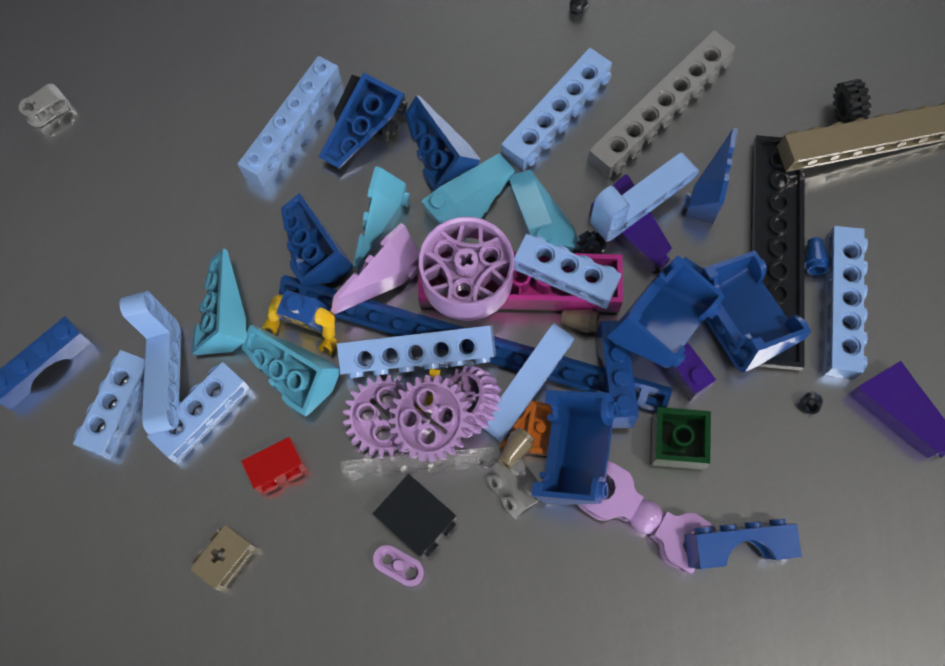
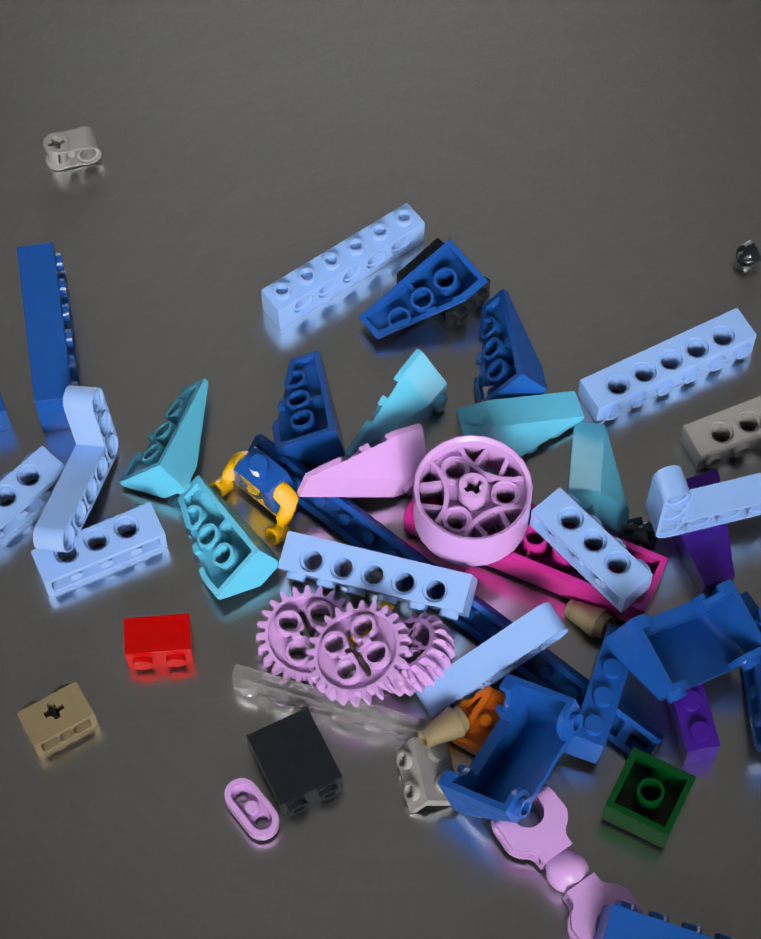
camera: 20 degrees right, 10 degrees down
(85, 257) = (48, 331): none -> blue brick

